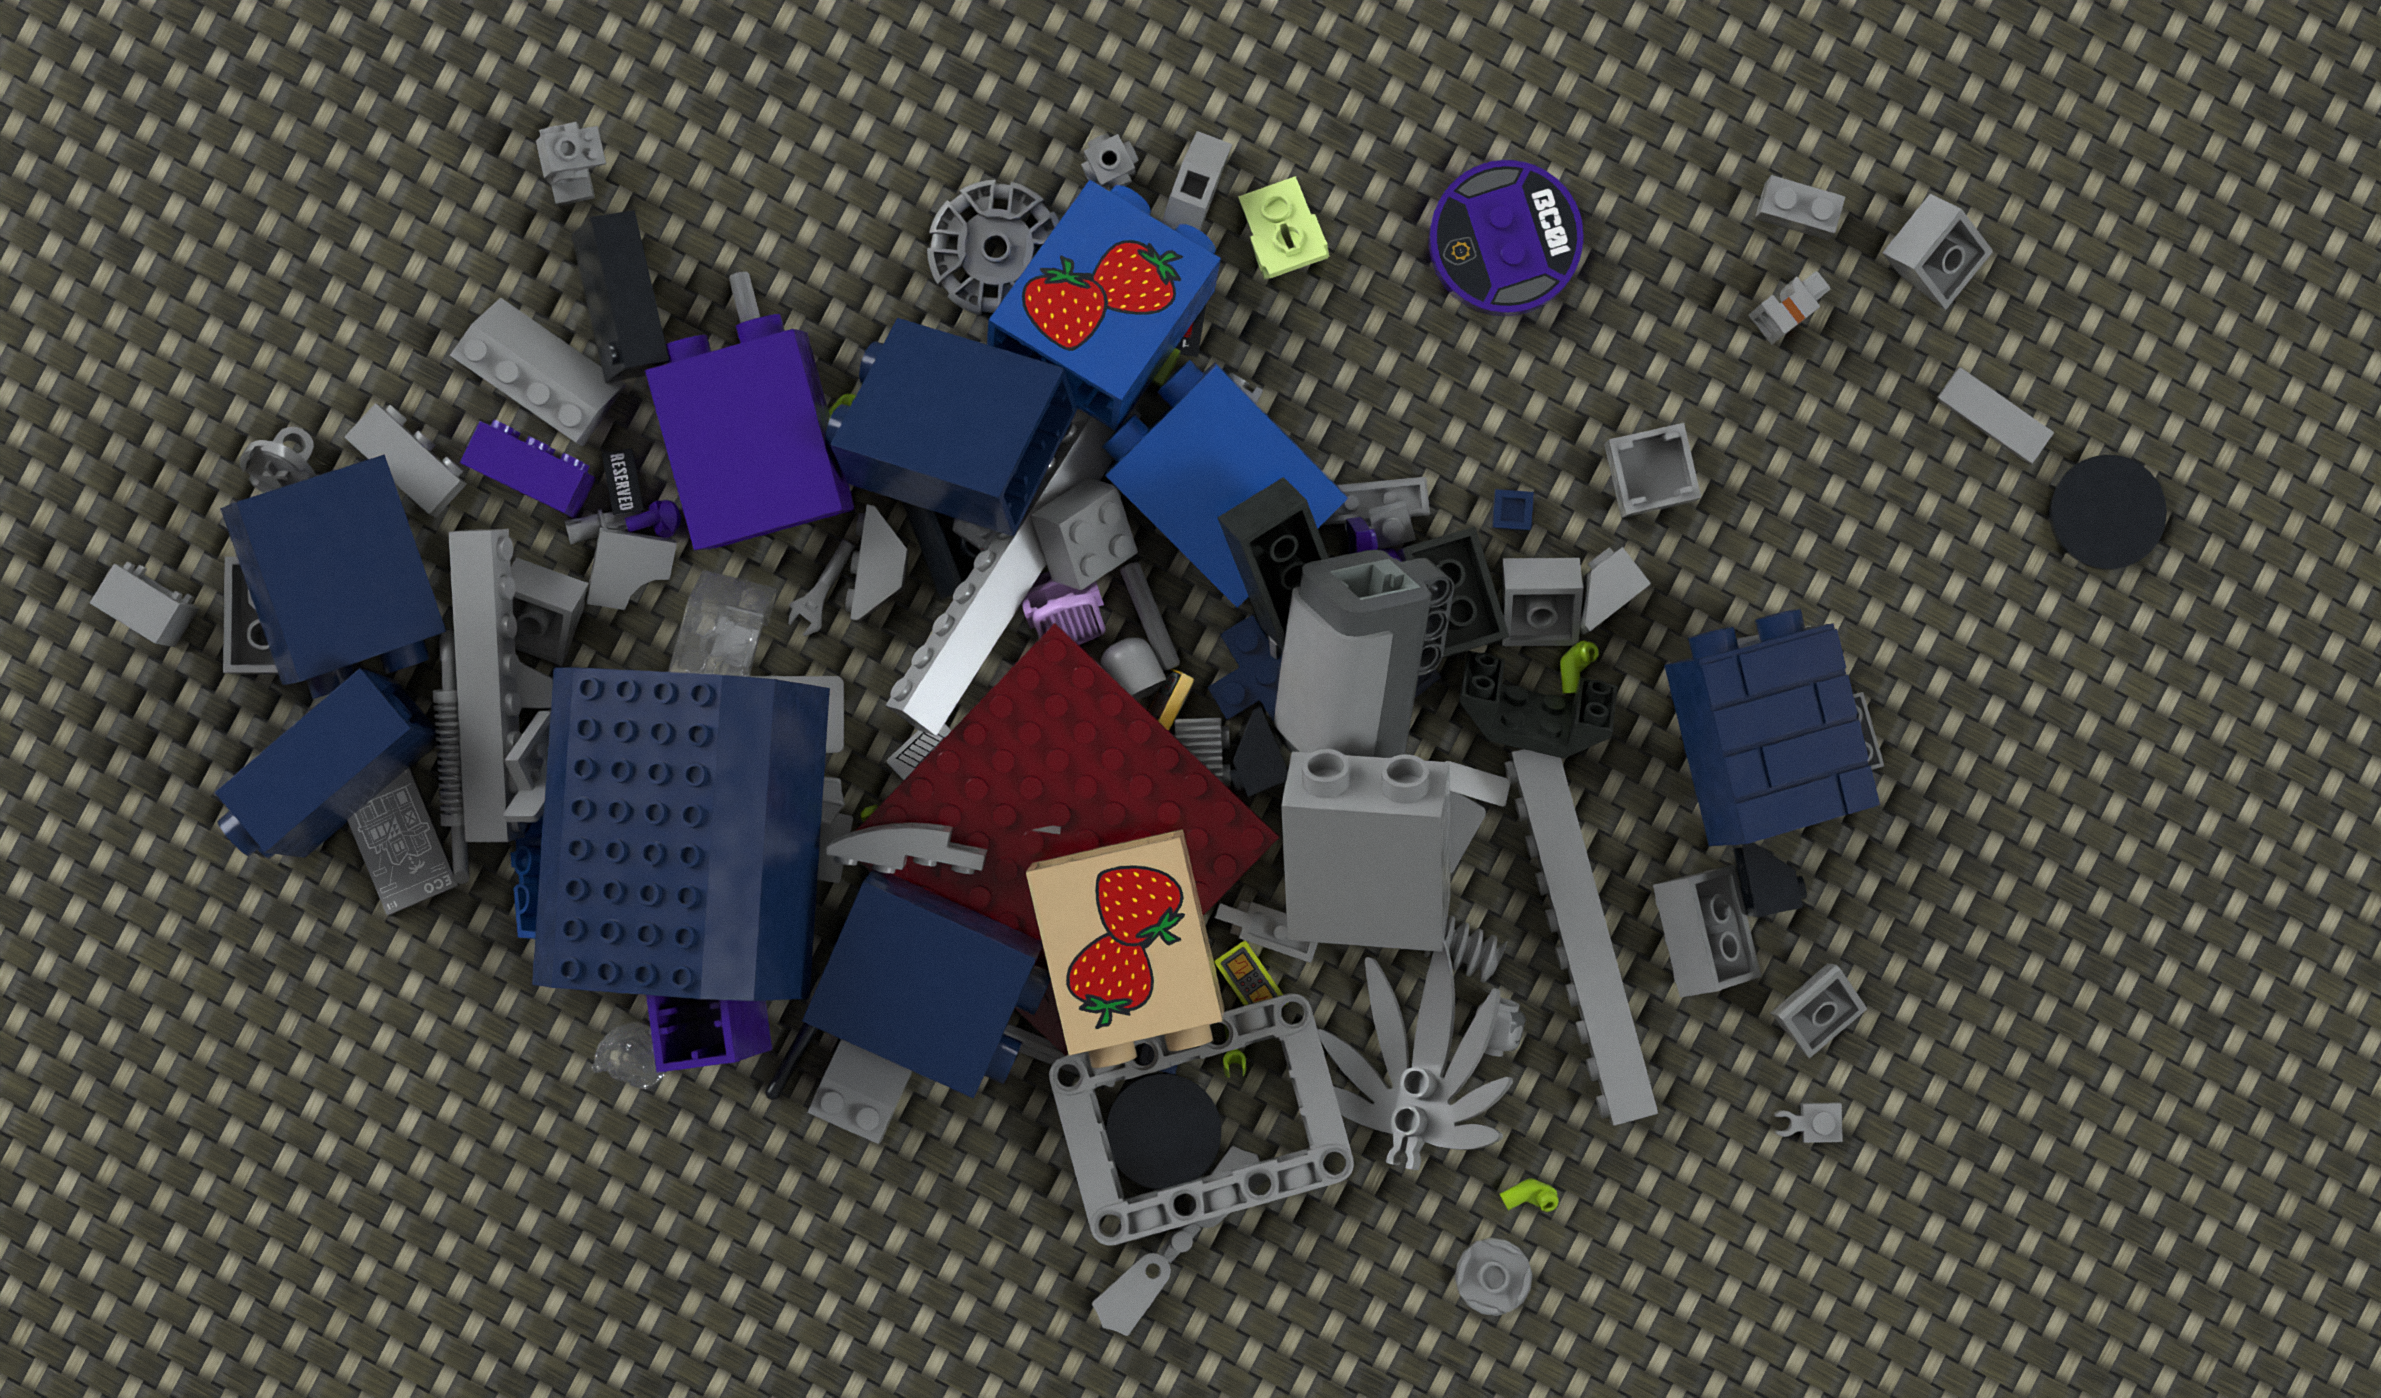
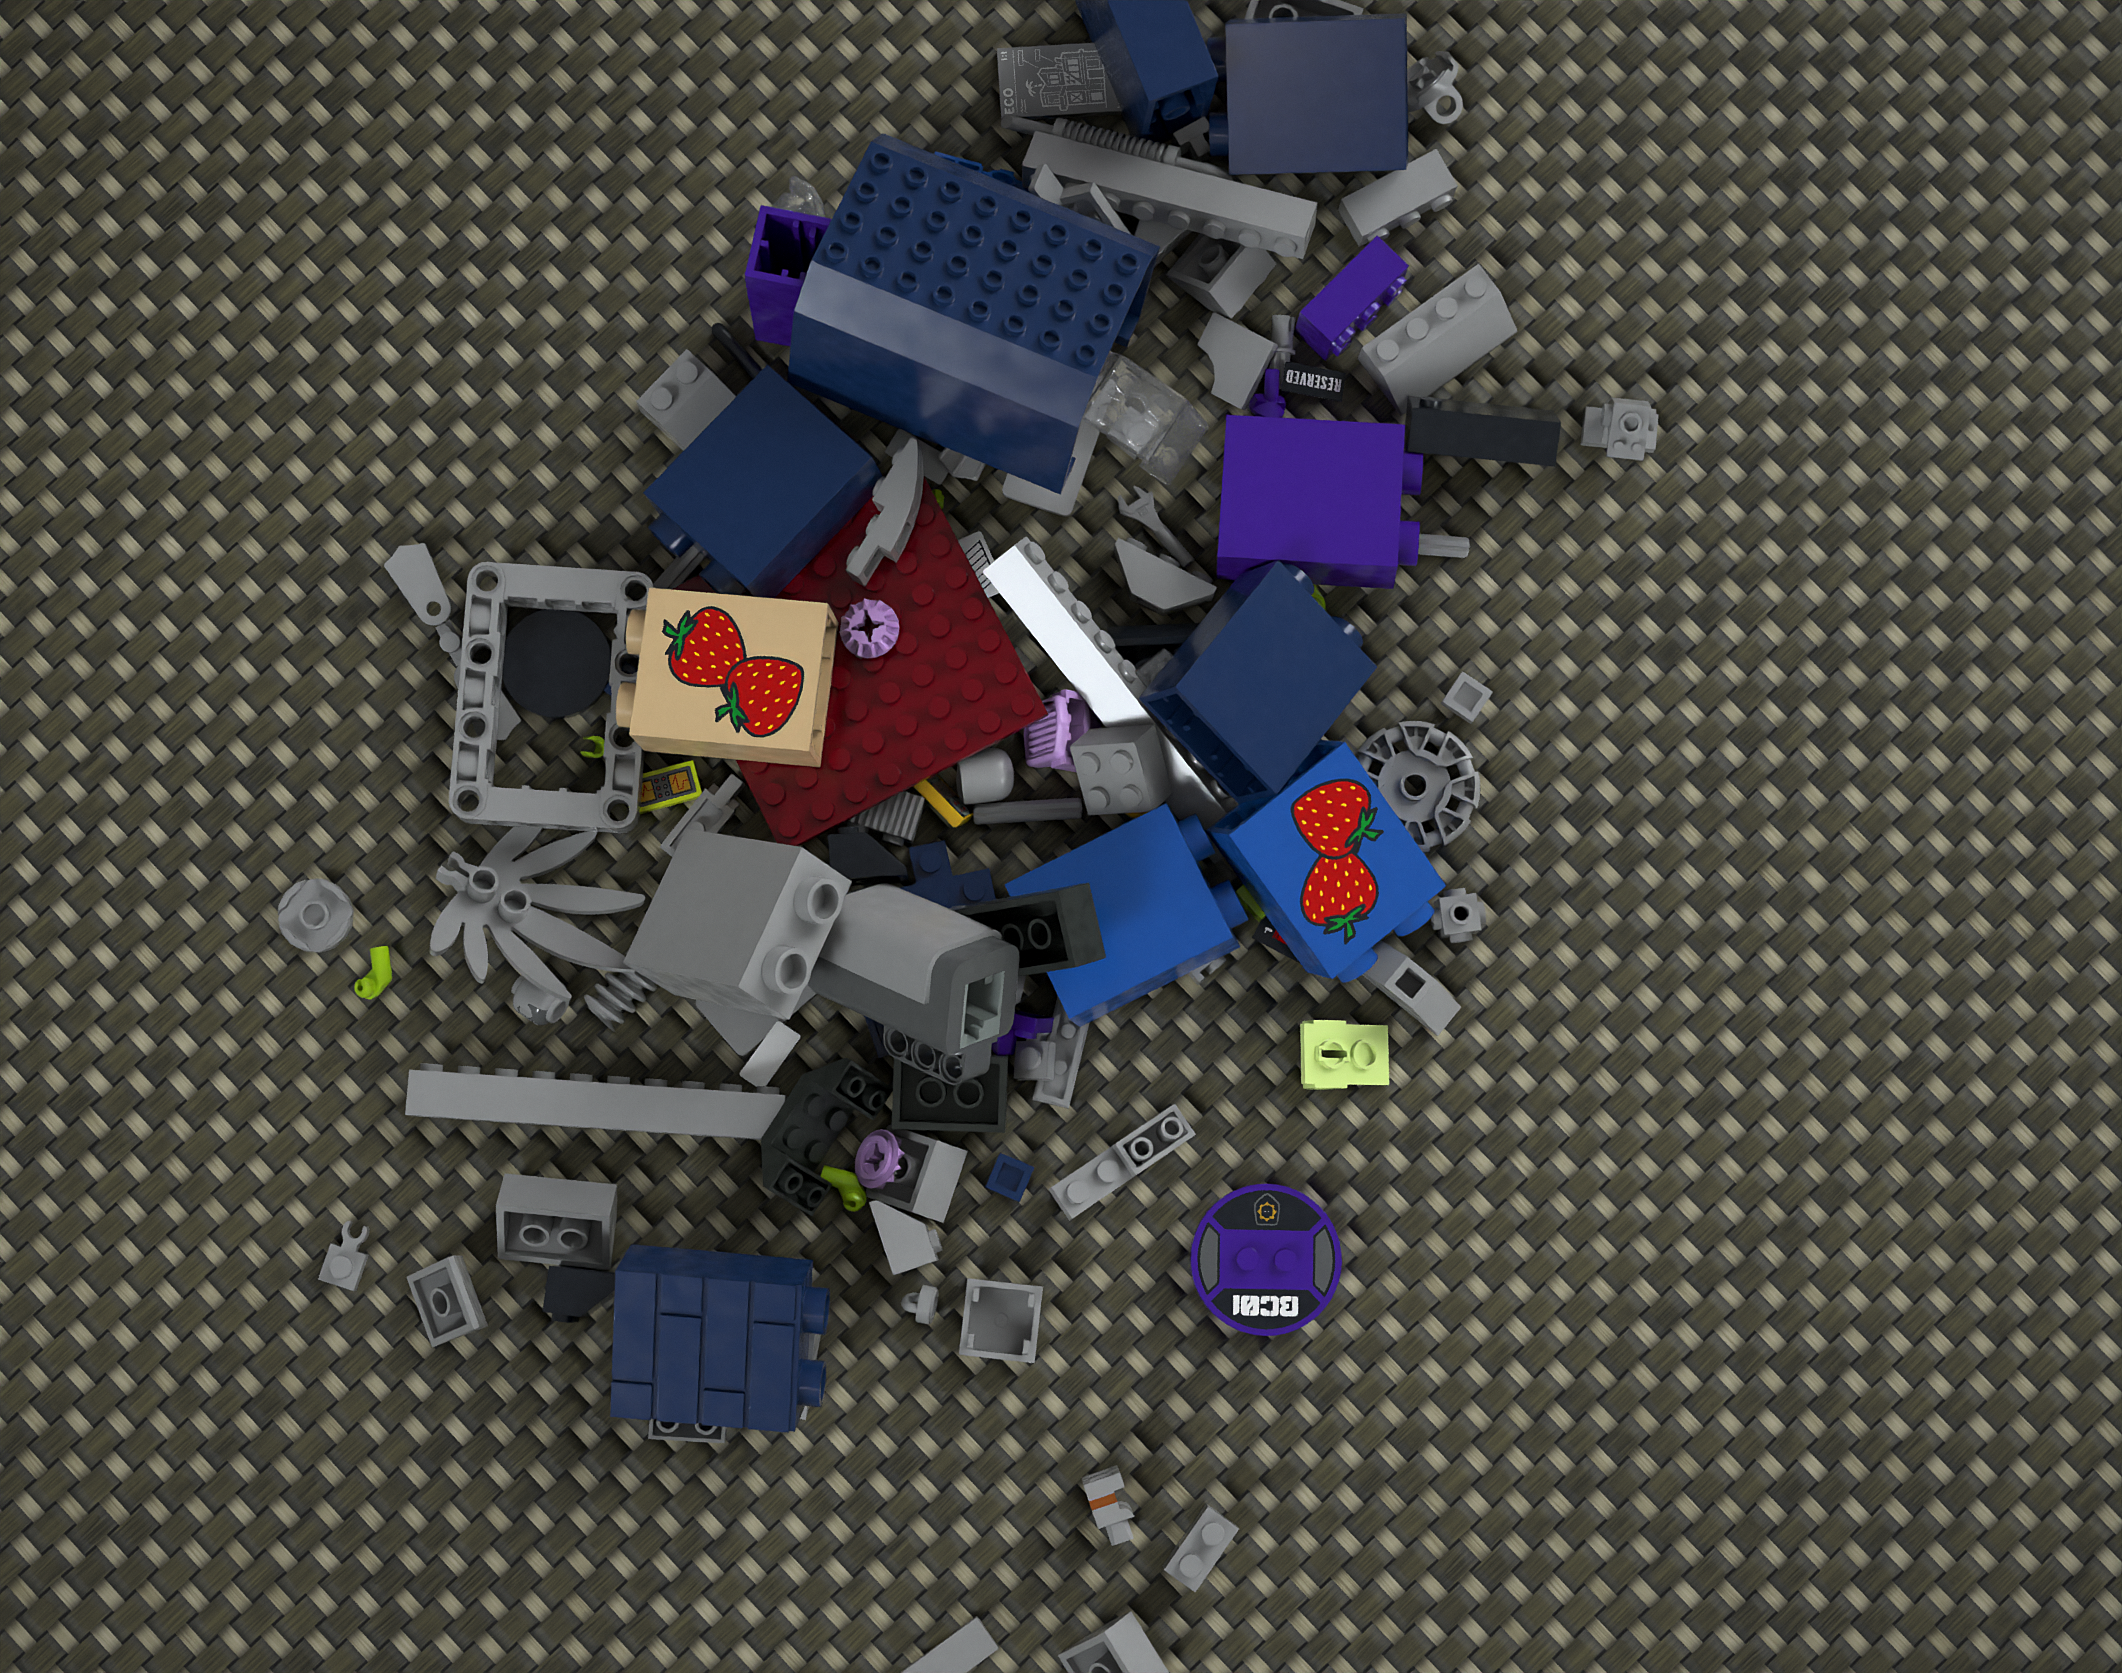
camera: 105 degrees right, 5 degrees down
(416, 683) = (1194, 140): none -> light grey tile
(890, 225) = (1466, 697): none -> light grey plate
(1034, 811) = (883, 637): none -> lavender gear
(1460, 406) = (1122, 1162): none -> light grey slope
(1532, 651) = (872, 1151): none -> lavender gear
(1663, 546) = (926, 1306): none -> light grey tile

